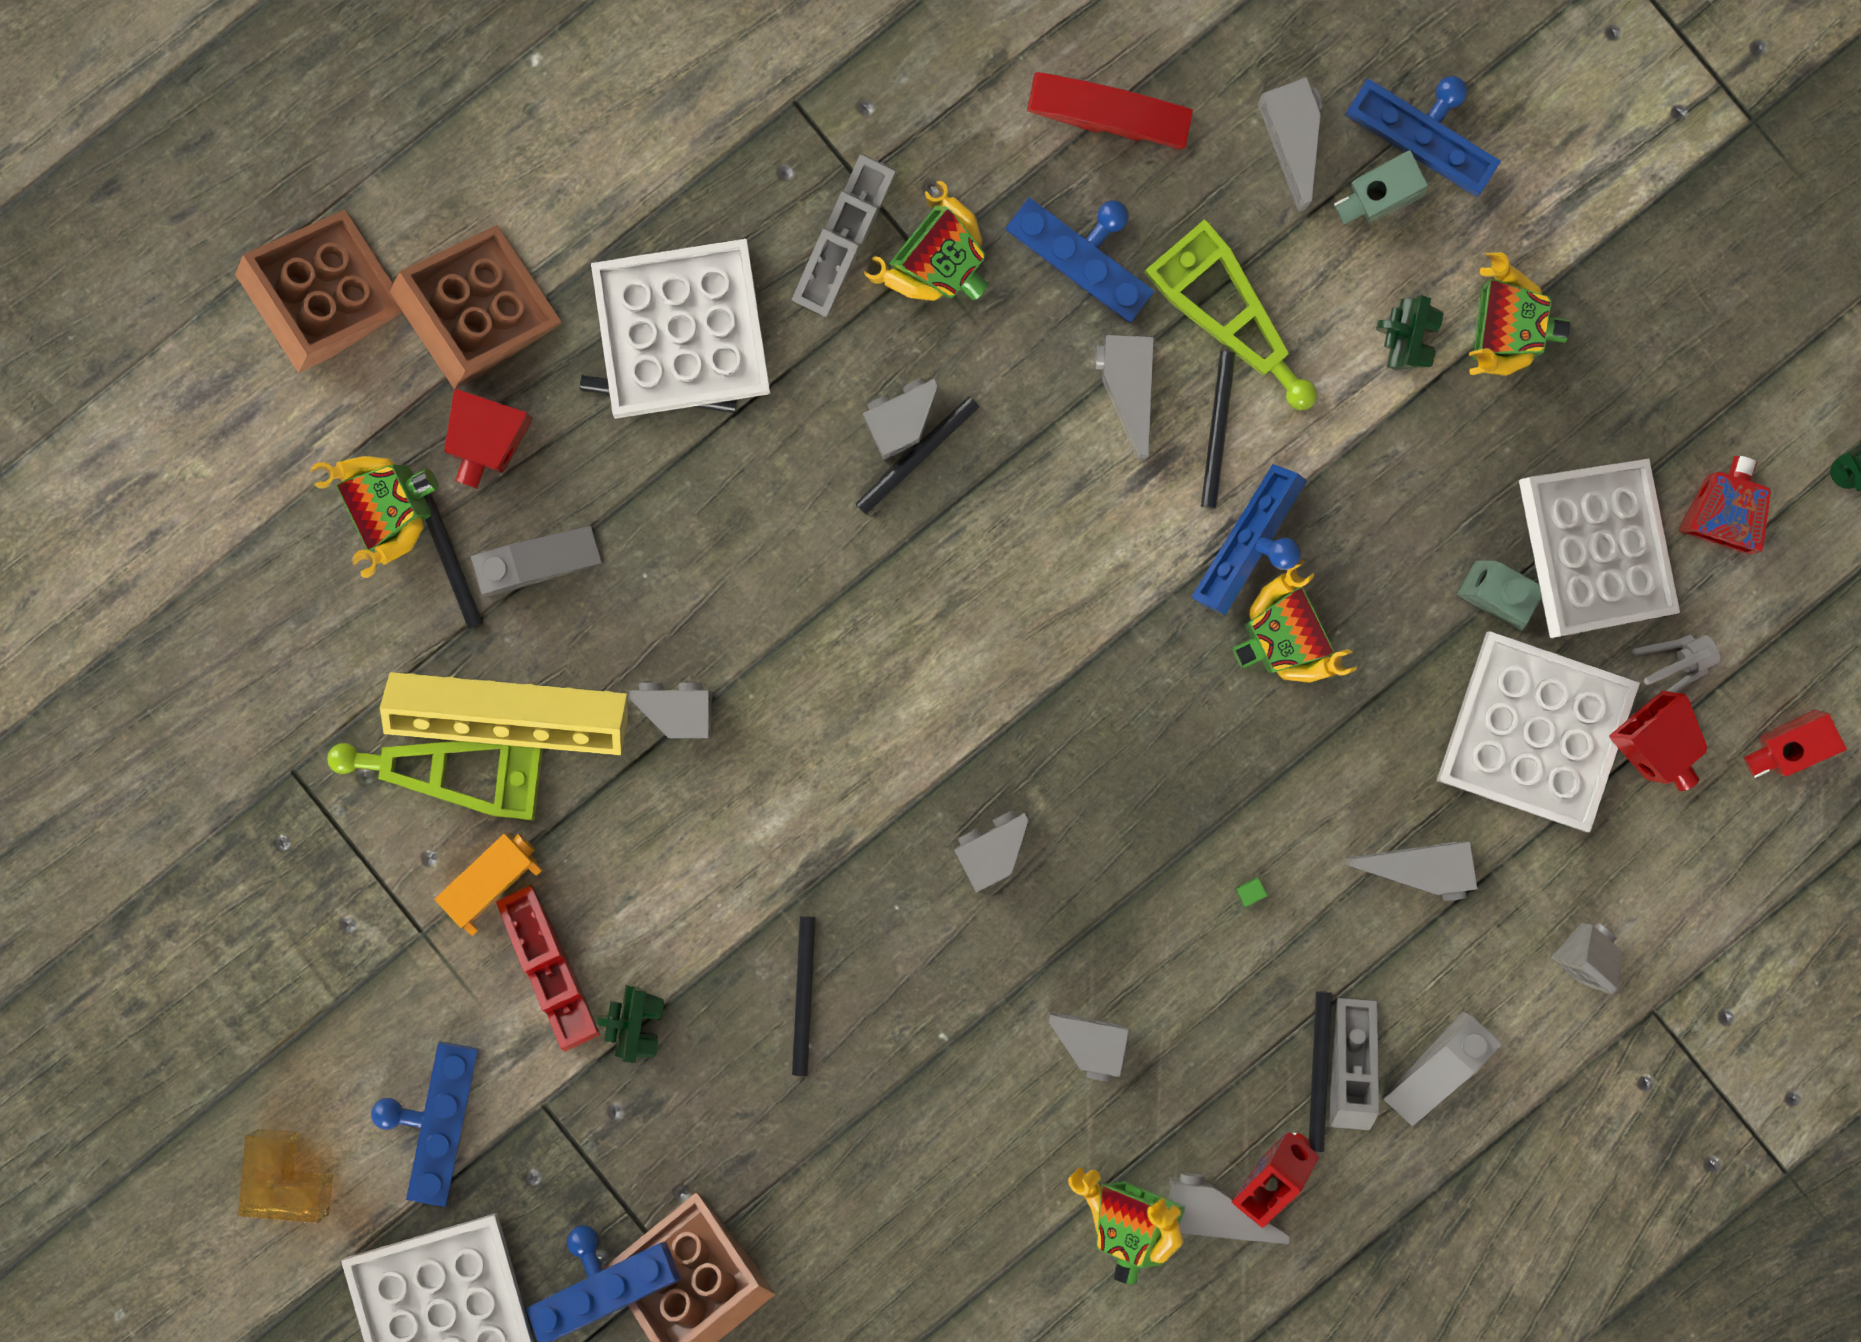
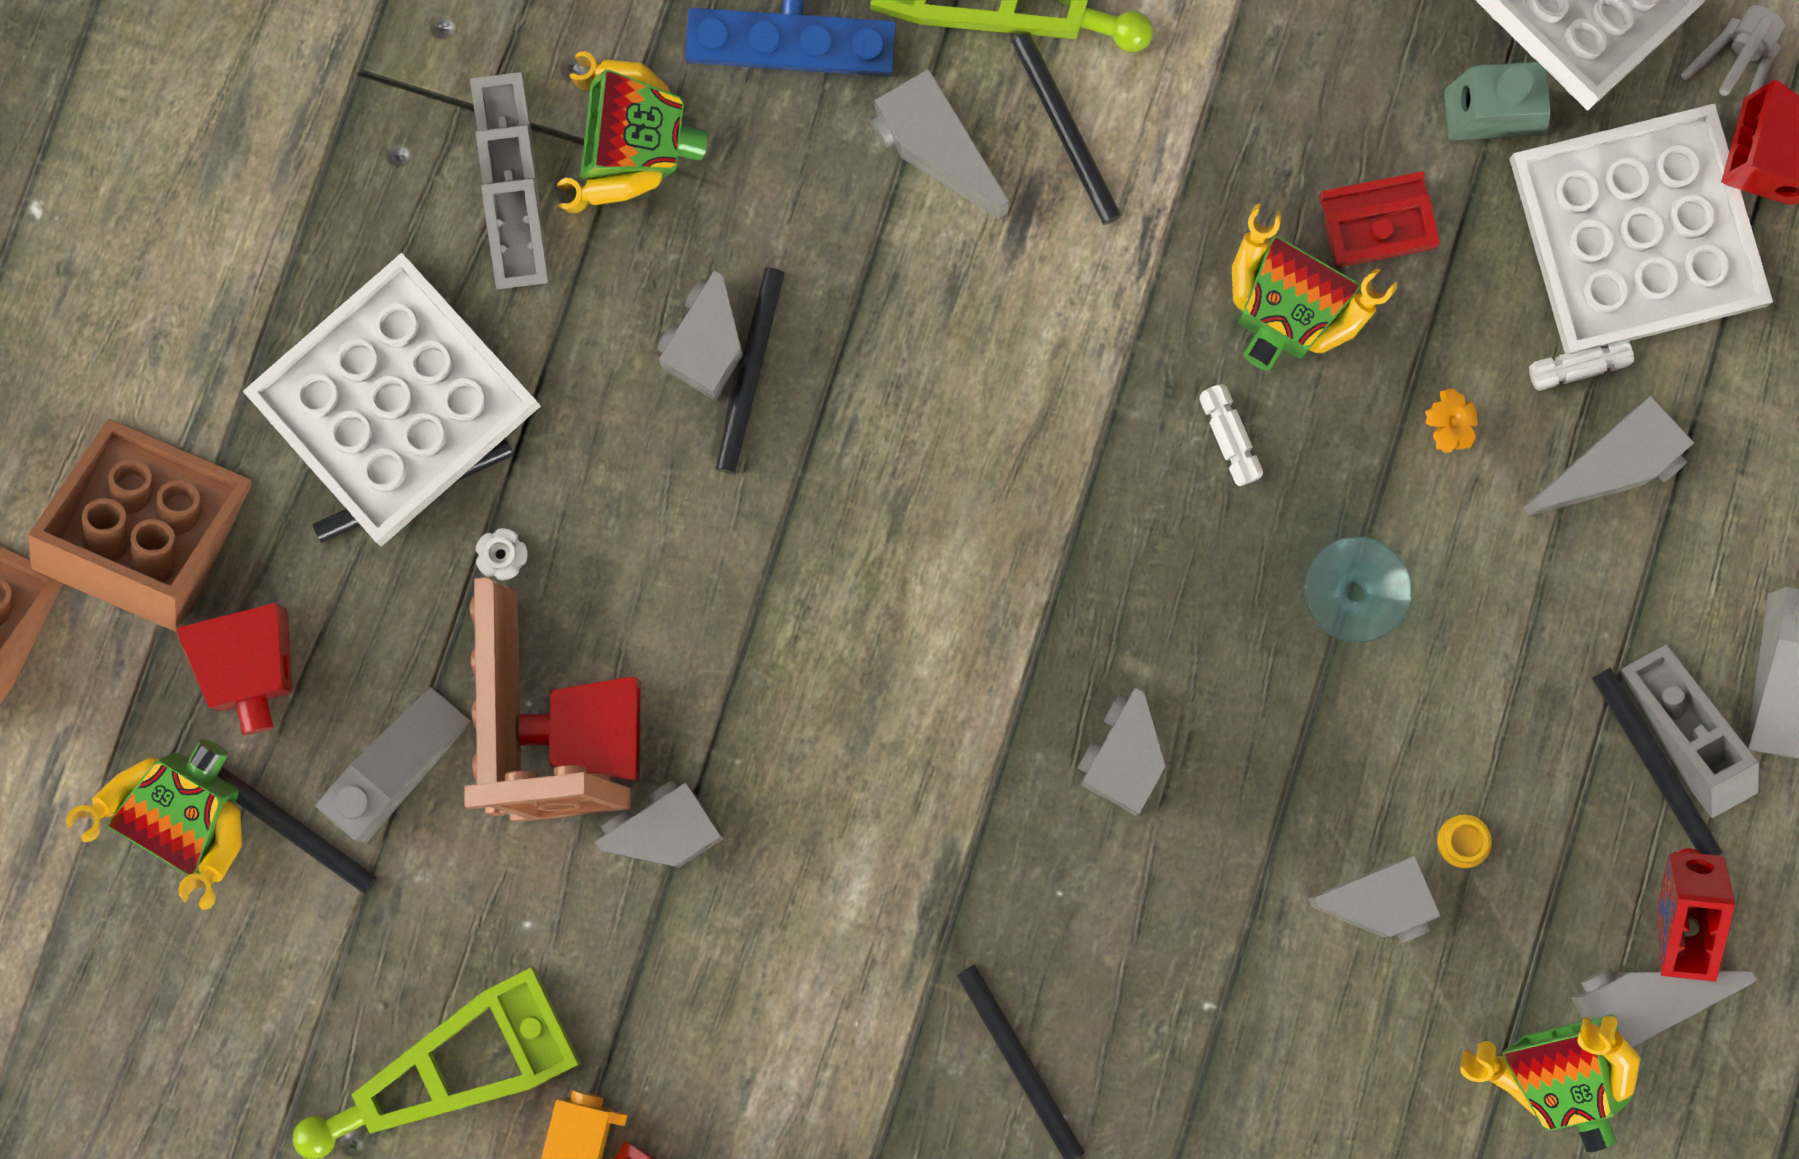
camera: 30 degrees left, 5 degrees down
(504, 713) = (467, 962): light yellow brick -> none
(615, 579) = (496, 715): none -> nougat bracket
(671, 618) = (591, 728): none -> red torso
(694, 478) = (503, 568): none -> white plate
(1167, 1040) = (1464, 841): none -> yellow plate
(1192, 692) = (1231, 435): none -> white axle
(1225, 848) = (1376, 571): none -> clear light blue dish
(1251, 892) = (1445, 614): bright green piece -> none
(1253, 538) = (1184, 220): blue plate -> none
(1337, 775) = (1454, 421): none -> light orange plant
(1376, 617) = (1379, 219): none -> red plate
(1441, 792) = (1580, 365): none -> white axle

